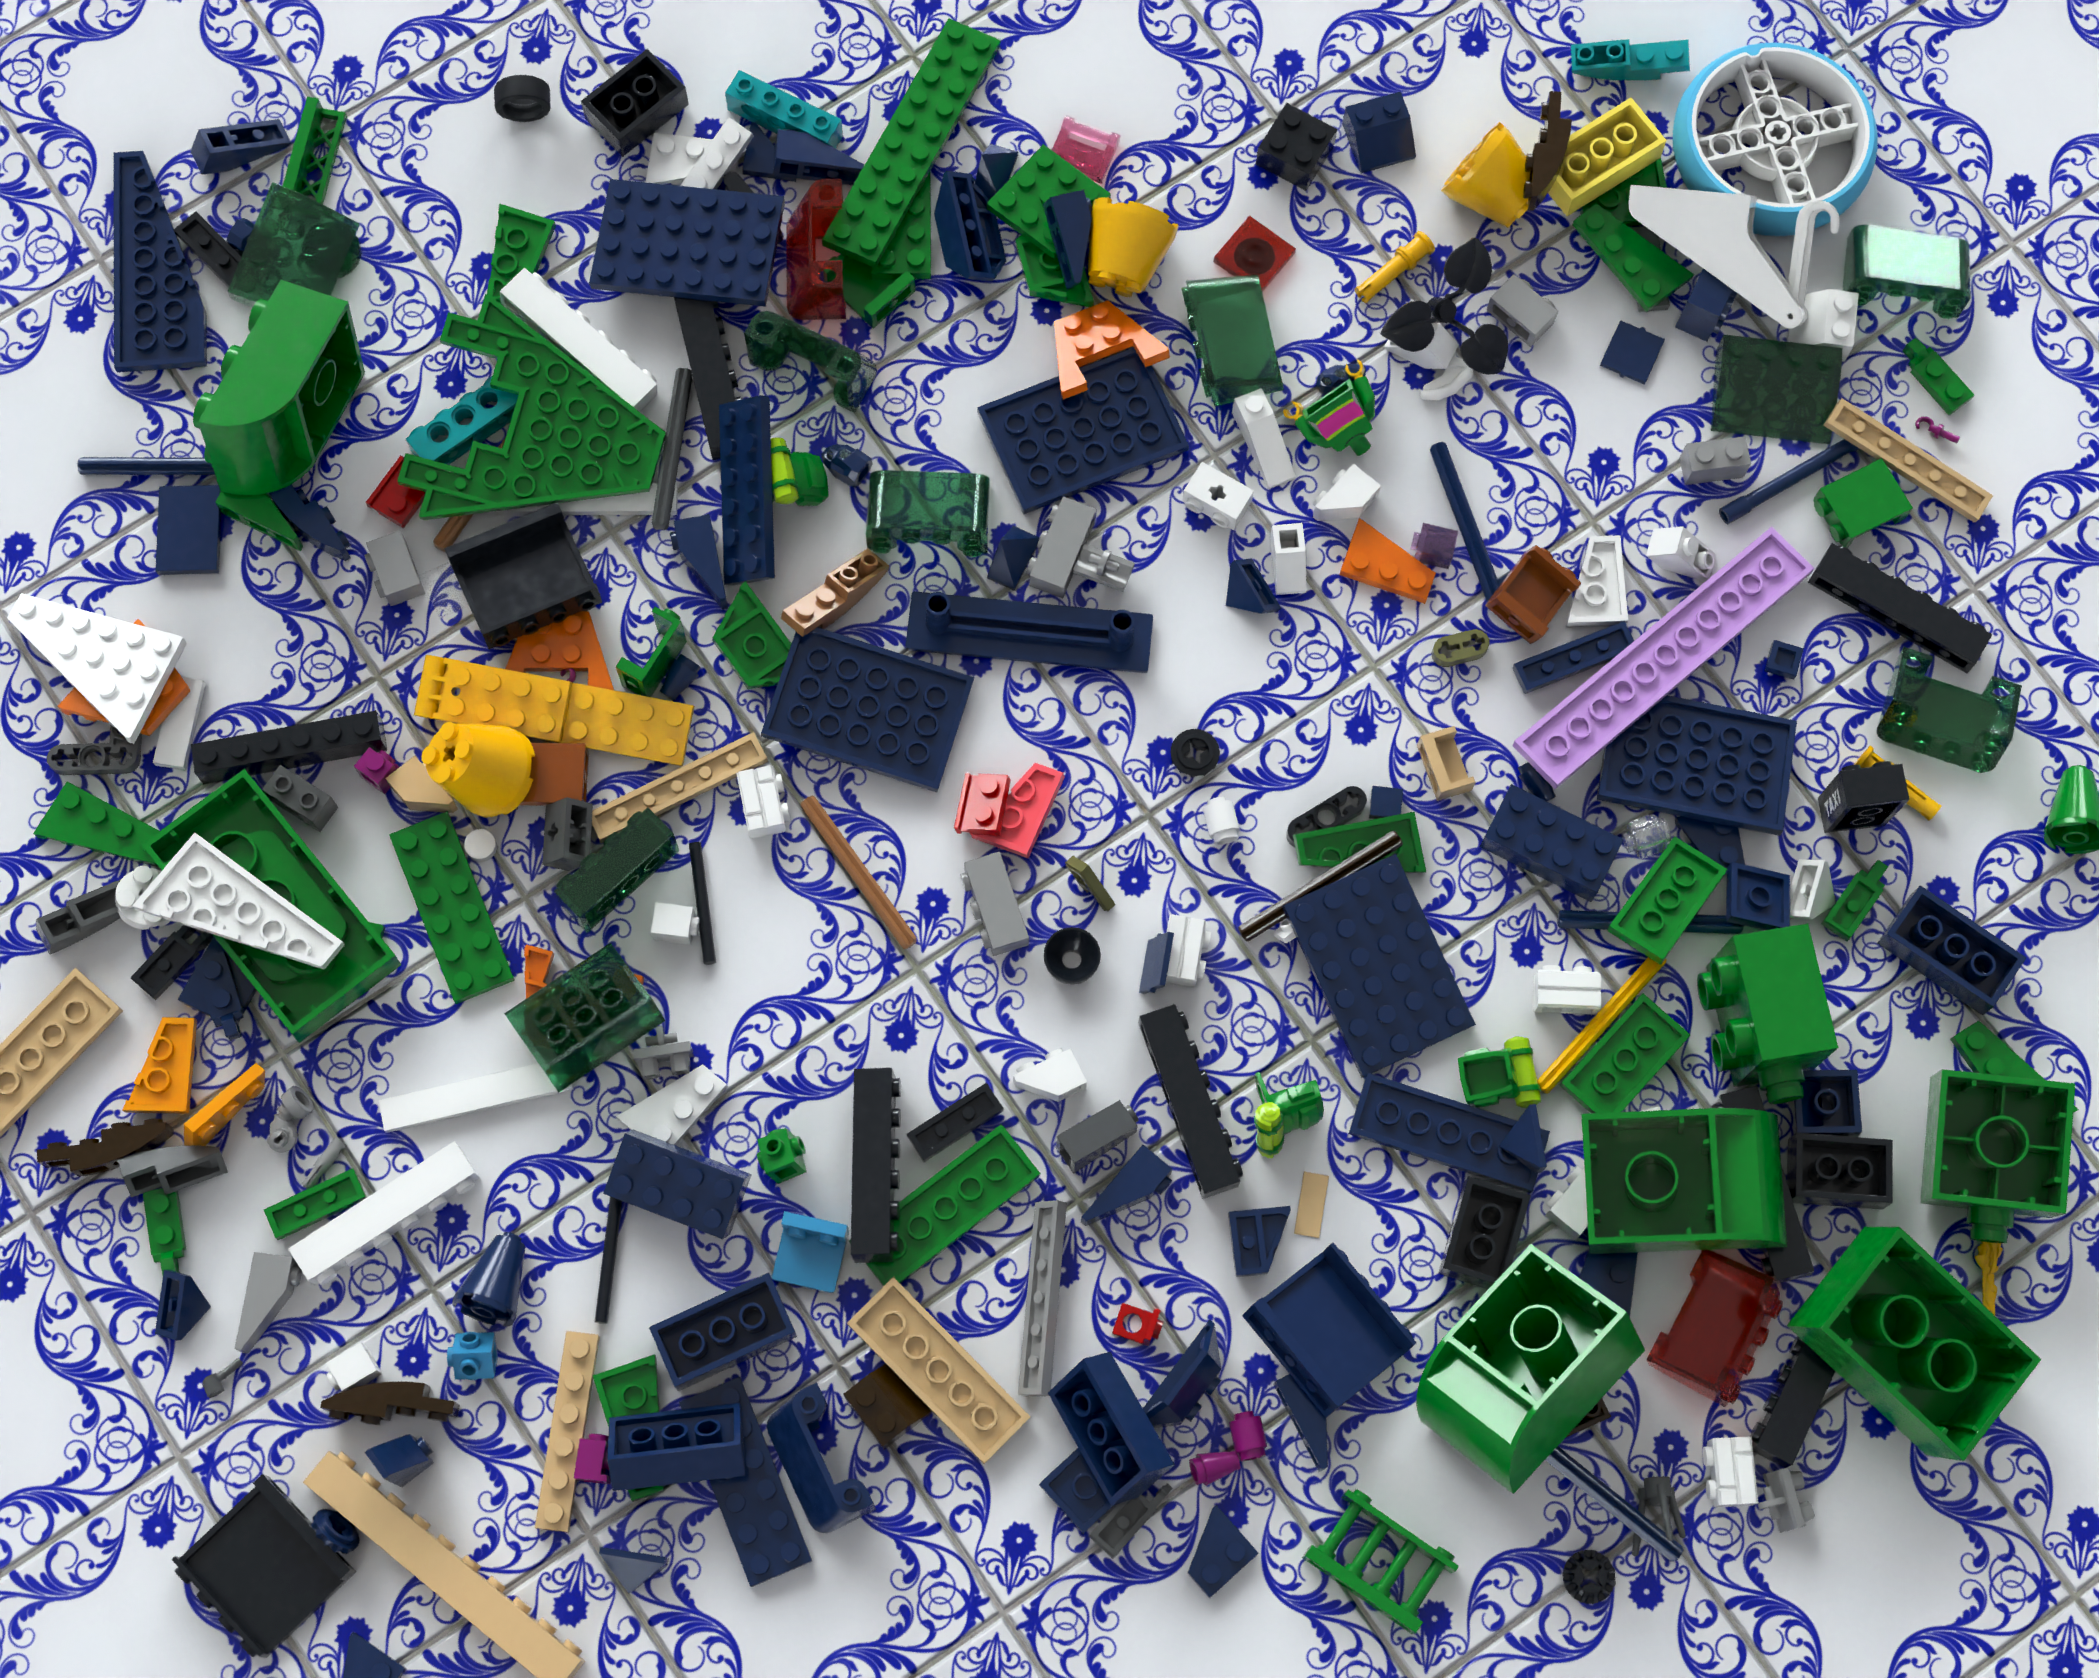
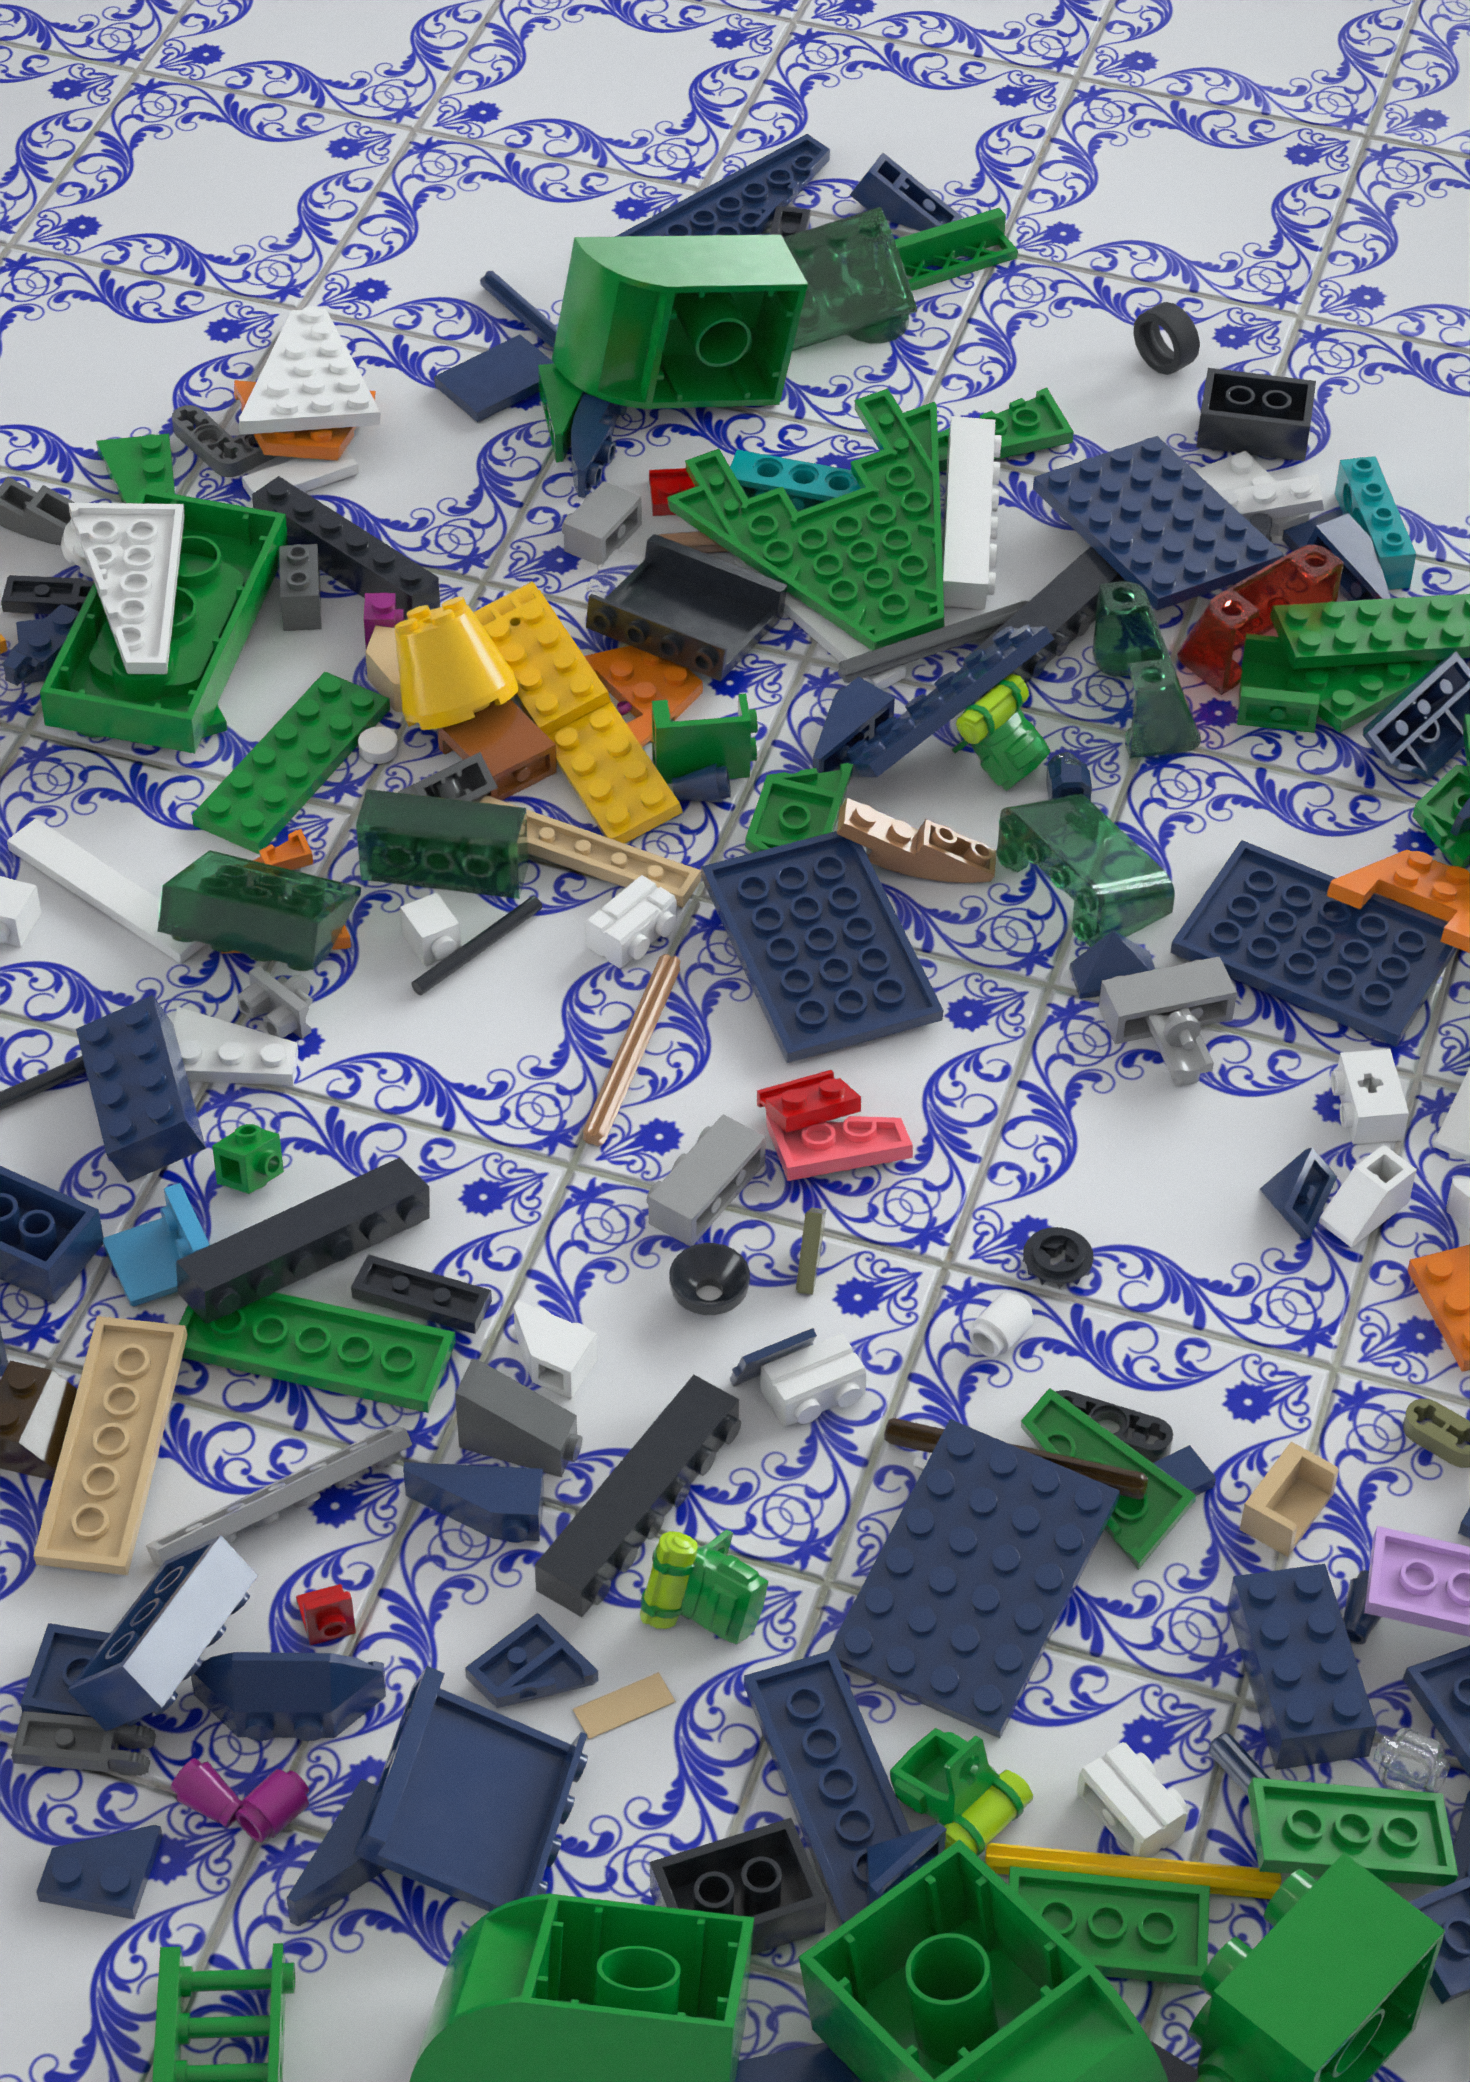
camera: 55 degrees right, 25 degrees down
(1029, 632) = (1045, 1032): dark blue piece -> none

